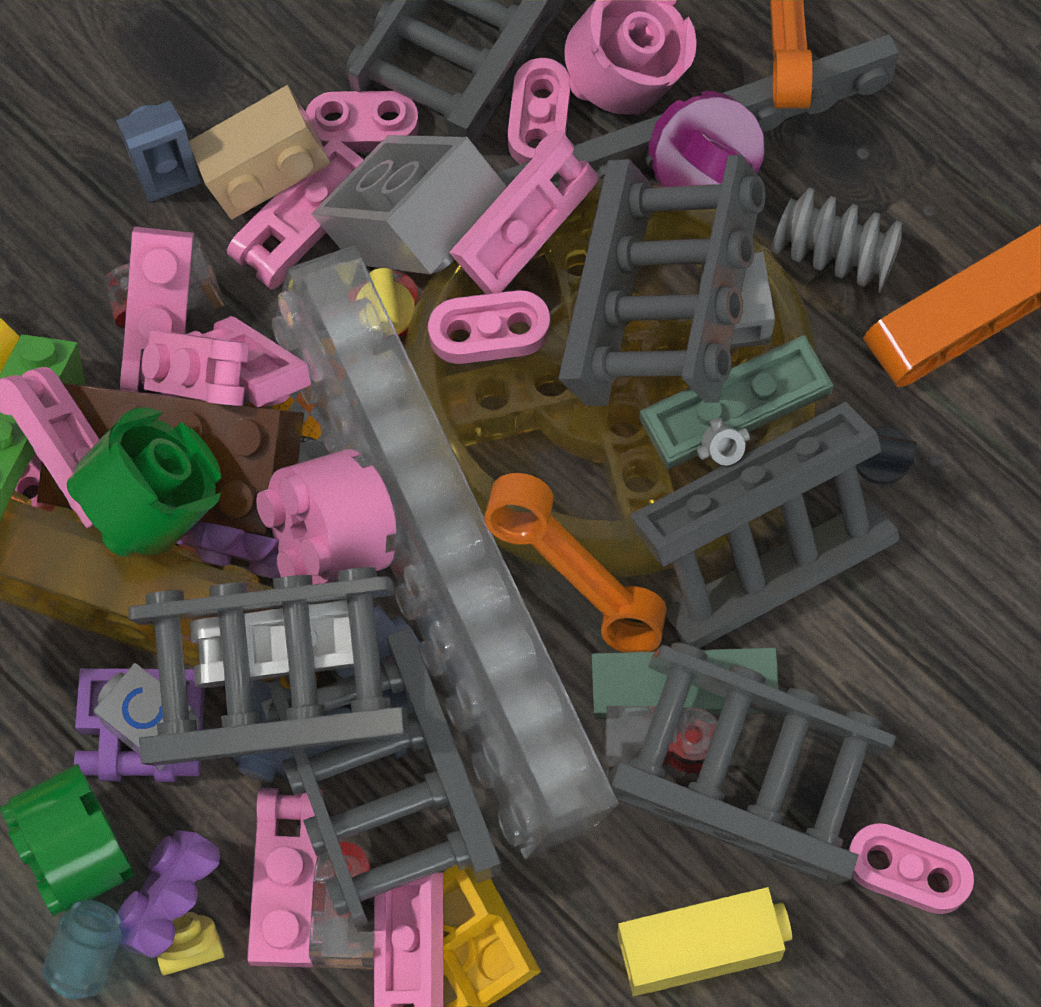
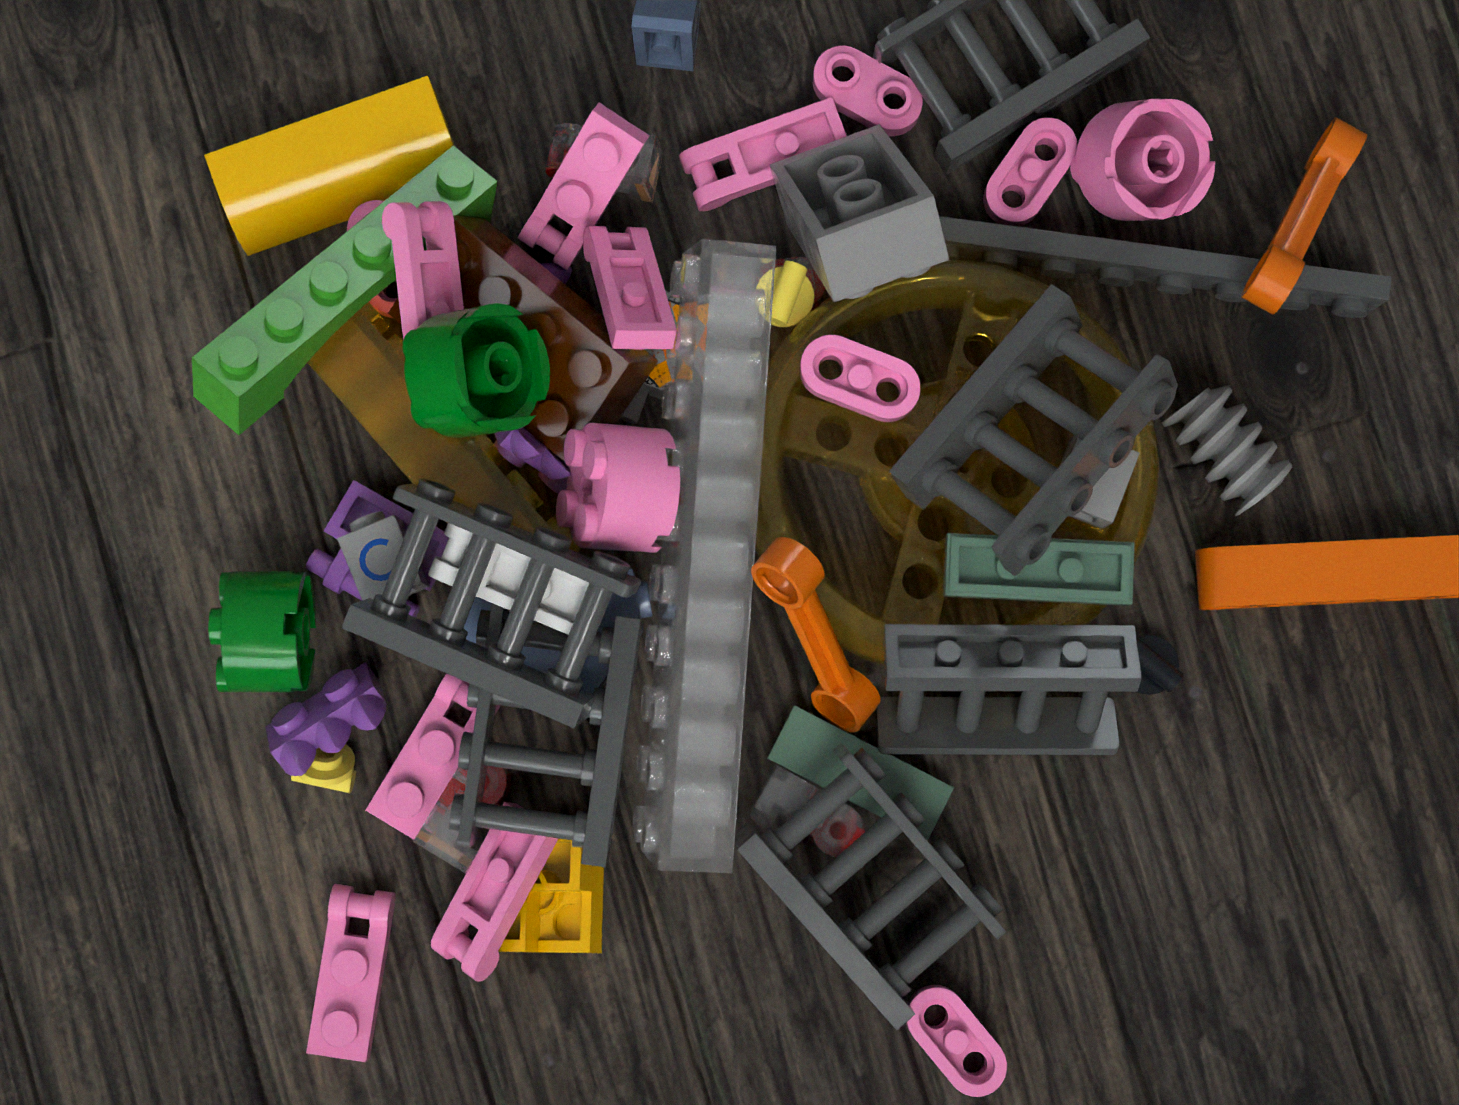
camera: 25 degrees right, 15 degrees up
(82, 950) = (232, 730): clear light blue brick -> none
(194, 367) = (582, 273): bright pink plate -> none
(259, 152) = (754, 79): tan brick -> none
(525, 214) = (950, 290): bright pink plate -> none
(698, 136) = (1158, 298): magenta tile -> none
(703, 941) = (748, 1006): light yellow brick -> none
(723, 443) = (1002, 606): light grey piece -> none

